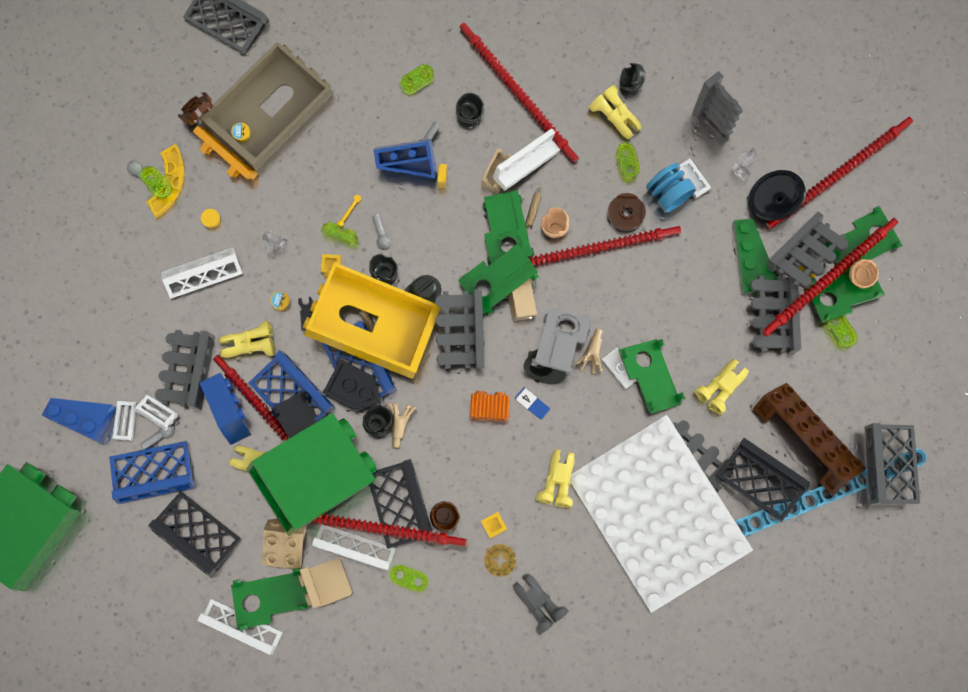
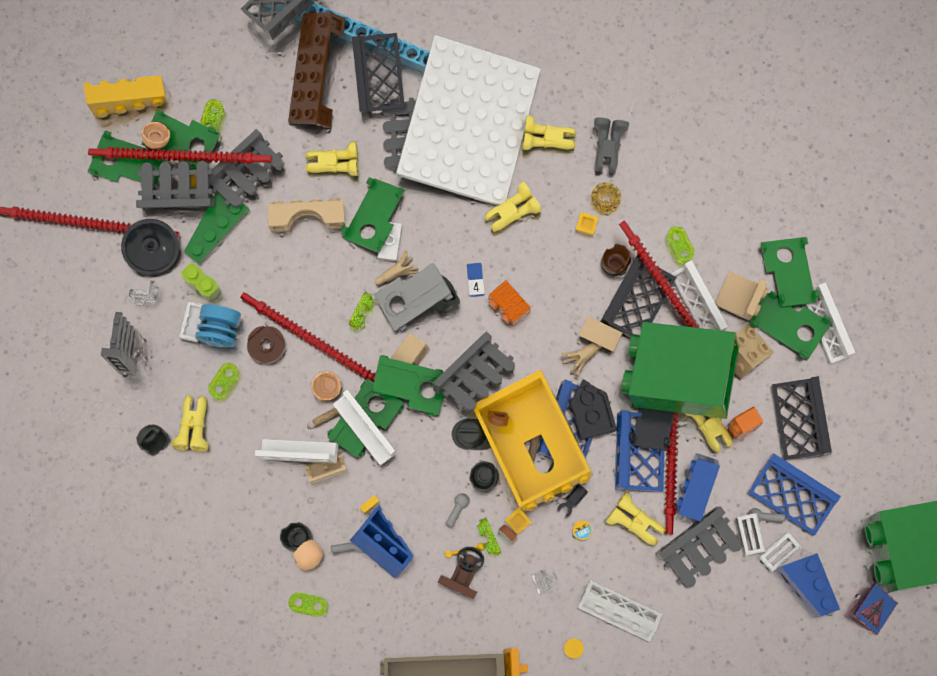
camera: 135 degrees left, 0 degrees up
(18, 444) = (875, 608): none -> piece
(232, 483) = (745, 423): none -> orange brick
(300, 638) = (791, 277): none -> green piece
(328, 248) = (508, 534): none -> dark orange tile
(329, 185) = (464, 573): none -> reddish brown piece
(377, 421) = (598, 369): pearl dark grey hair -> none
(401, 449) = (600, 334): none -> tan hinge
(412, 313) = (498, 418): none -> dark orange tile
(448, 104) = (308, 555): none -> light nougat hair
(497, 218) = (364, 428): none -> white fence
(528, 103) = (233, 589): red hose -> none
(584, 291) = (358, 317): none -> clear neon green plate
(587, 566) = (552, 136): none -> light yellow piece
(683, 344) = (282, 214): none -> tan arch
(720, 208) = (204, 284): none -> lime brick
(918, 281) = (125, 95): none -> yellow wedge

